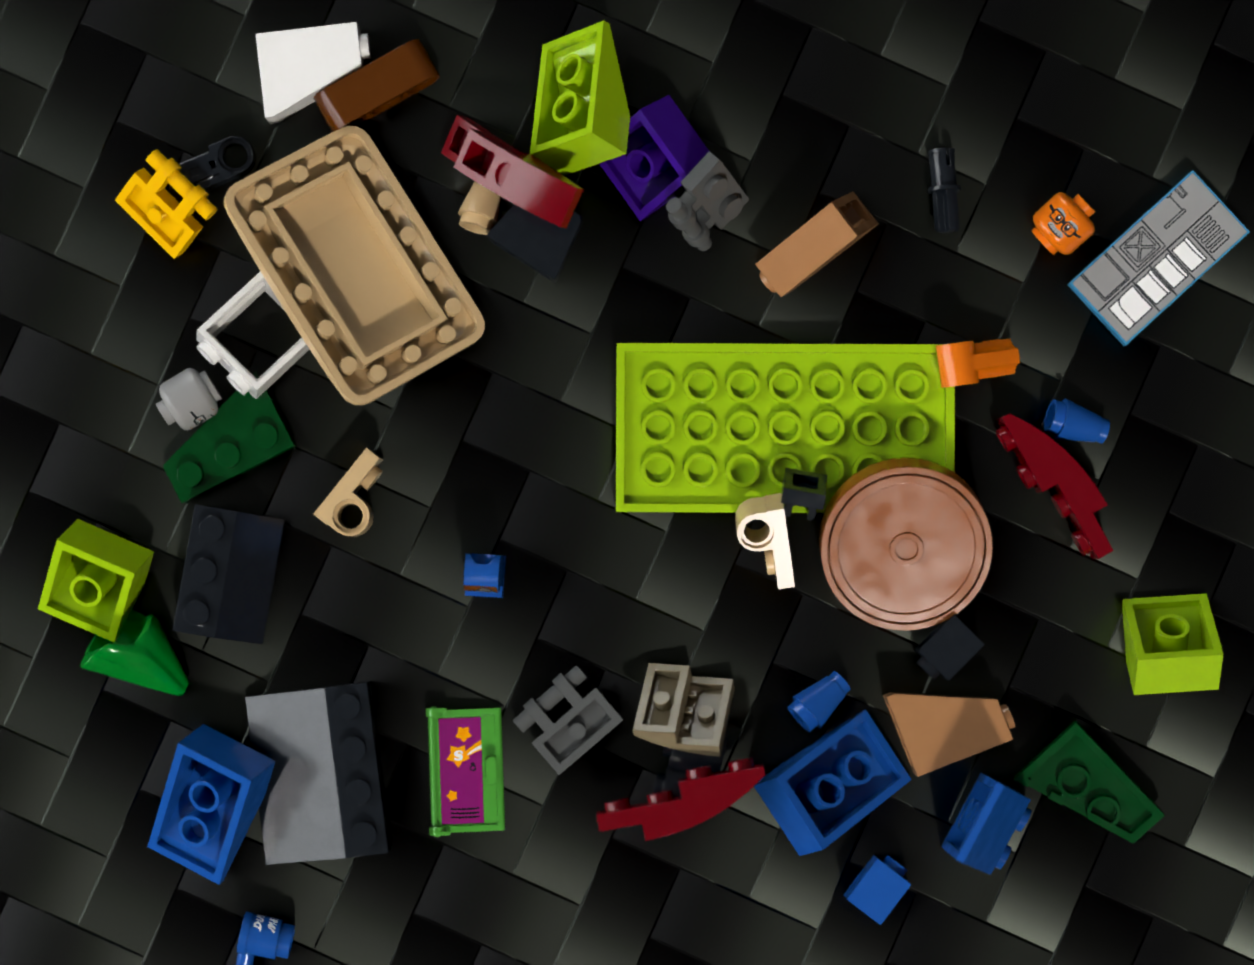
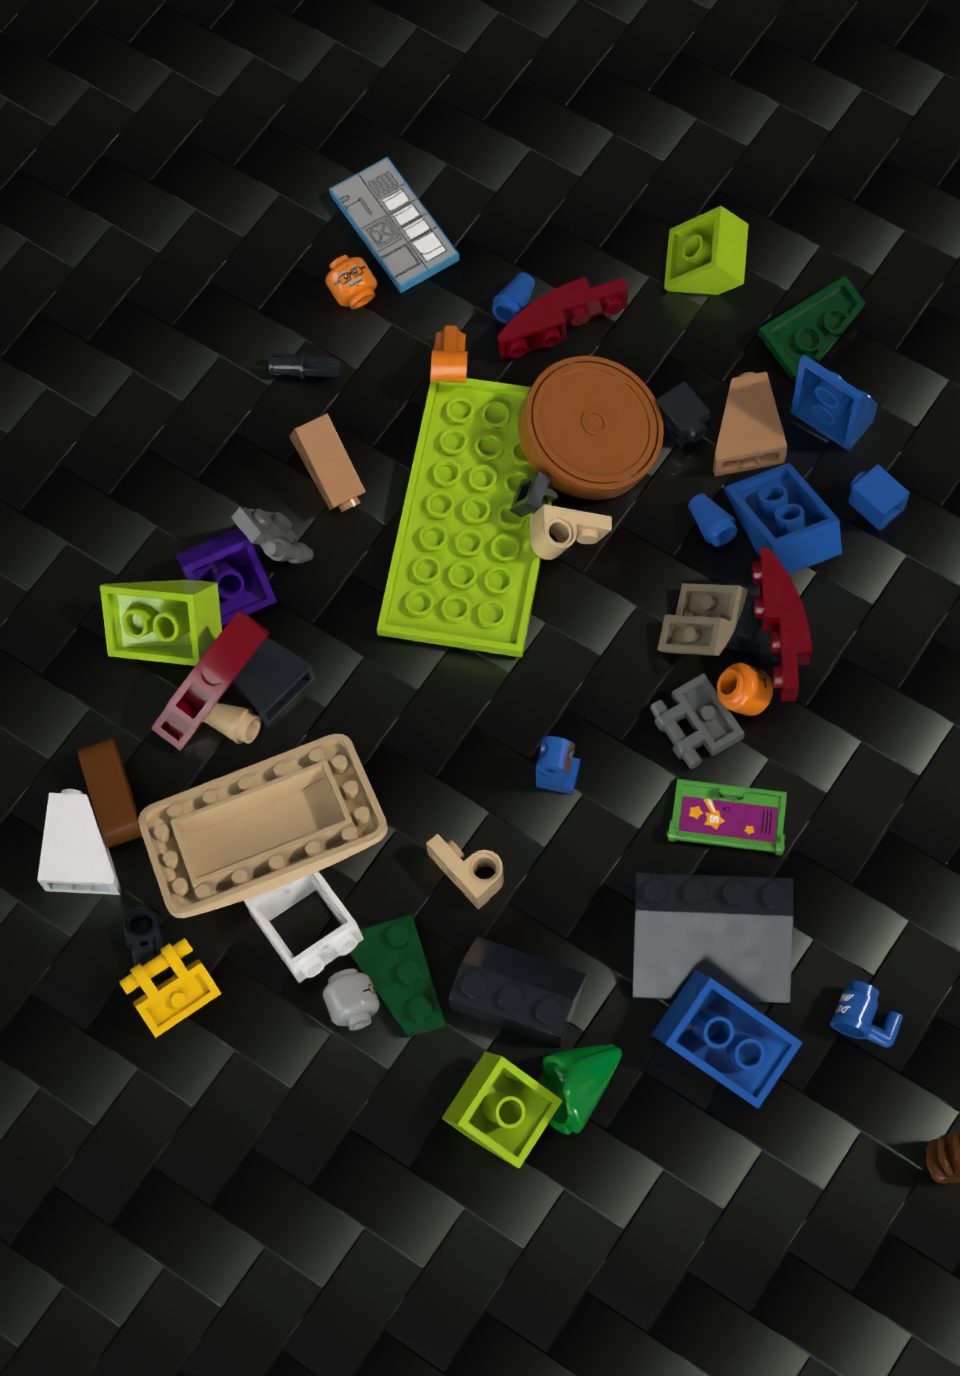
camera: 75 degrees left, 20 degrees down
(608, 769) = (745, 689): none -> orange head

